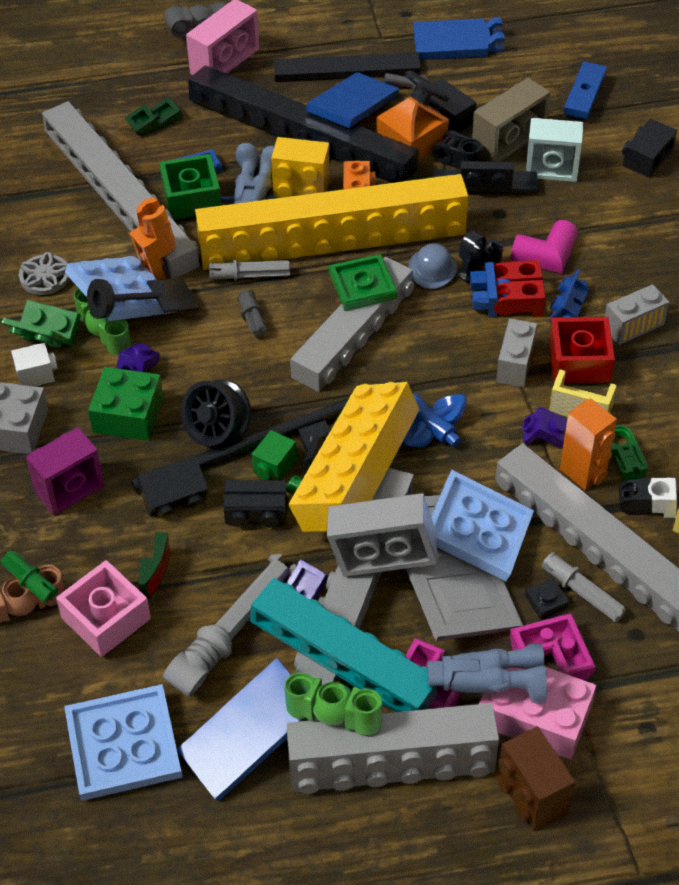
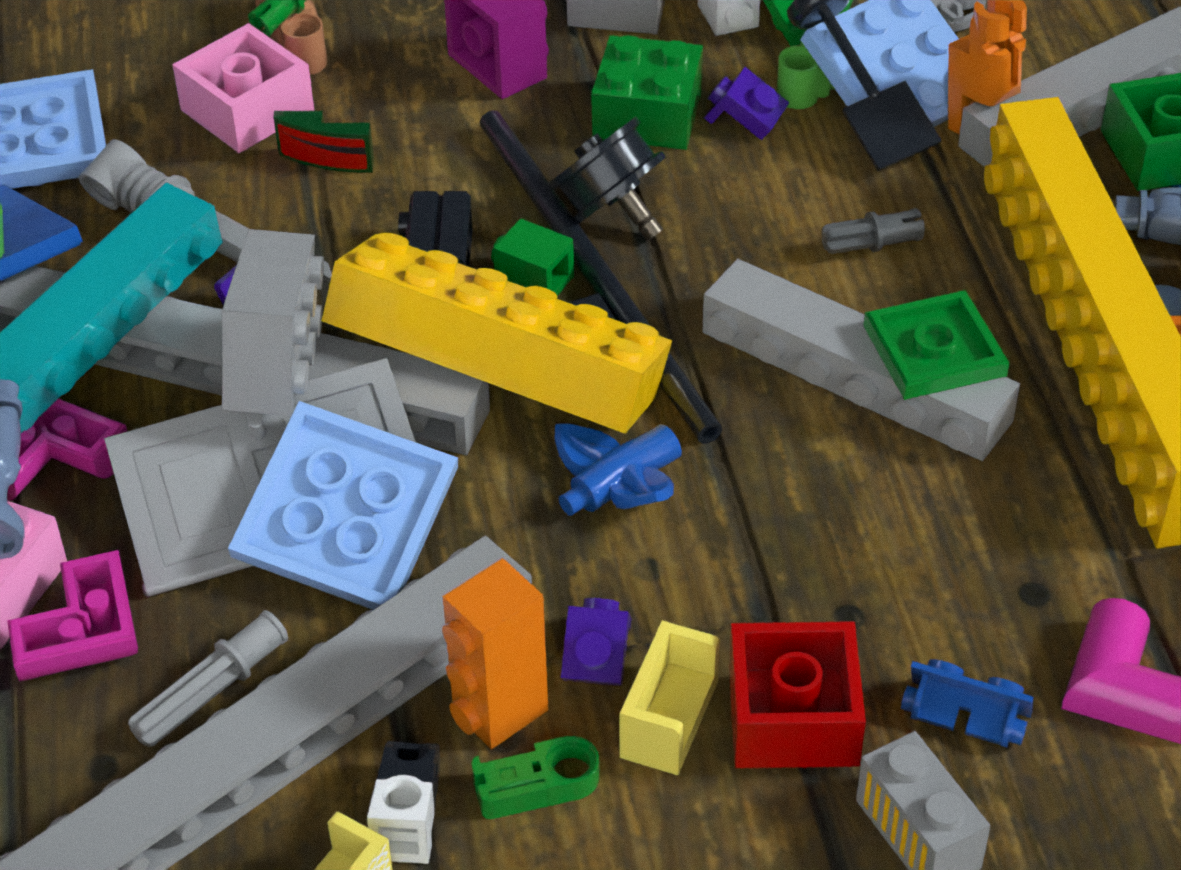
camera: 90 degrees right, 5 degrees down
(172, 486) = (470, 147): black brick -> none
(249, 269) = (979, 210): light grey axle -> none
(433, 266) = (1039, 484): sand blue hat -> none
(476, 253) = (1047, 525): black piece -> none
(509, 288) = (979, 593): red hips -> none
(516, 352) = (788, 585): light grey brick -> none
(546, 598) = (196, 626): black plate -> none

